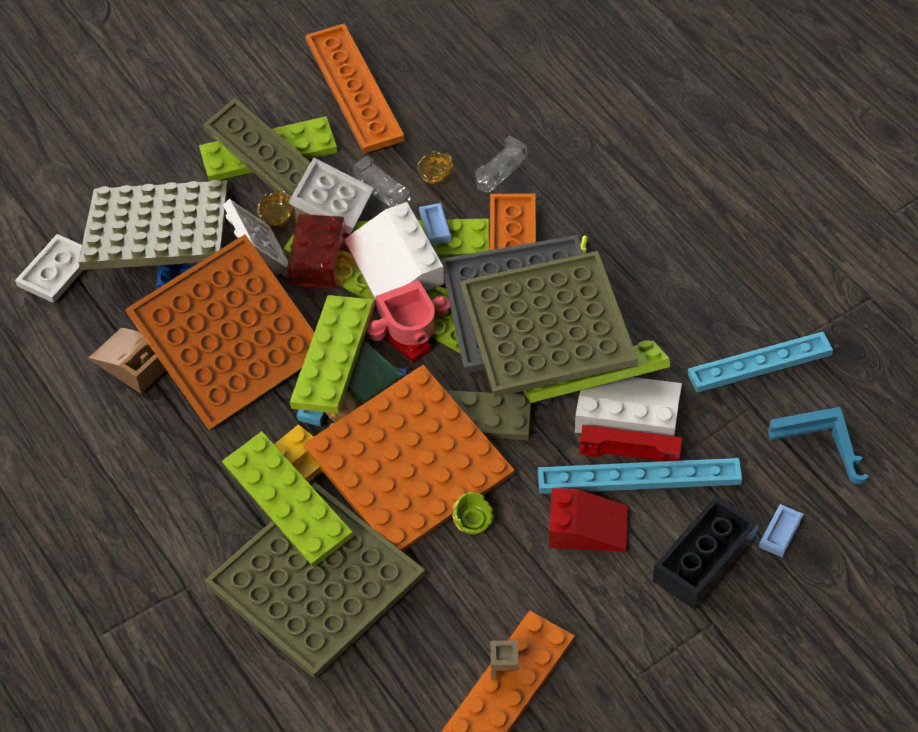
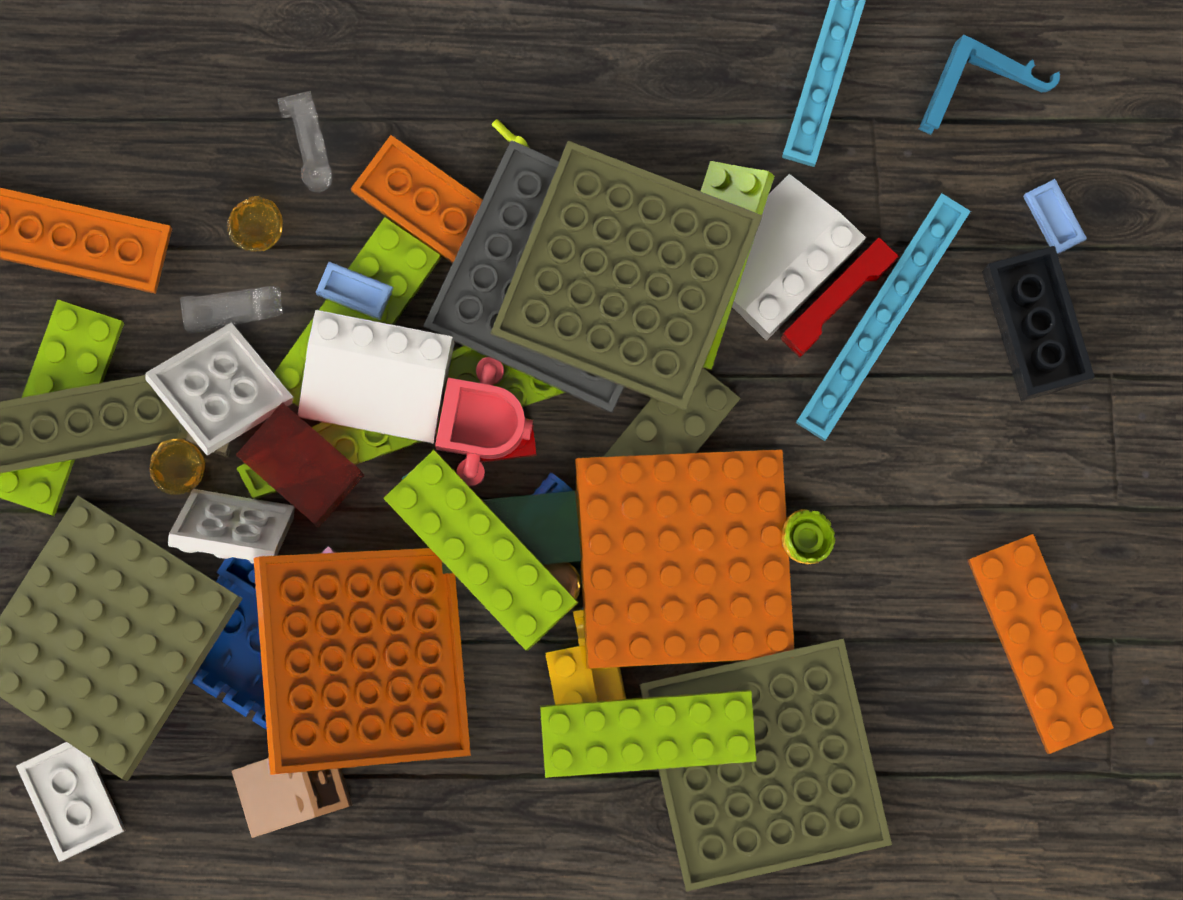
camera: 60 degrees left, 30 degrees up
(503, 656) = (1028, 636): dark tan panel -> none
(586, 522) = (903, 418): red slope -> none

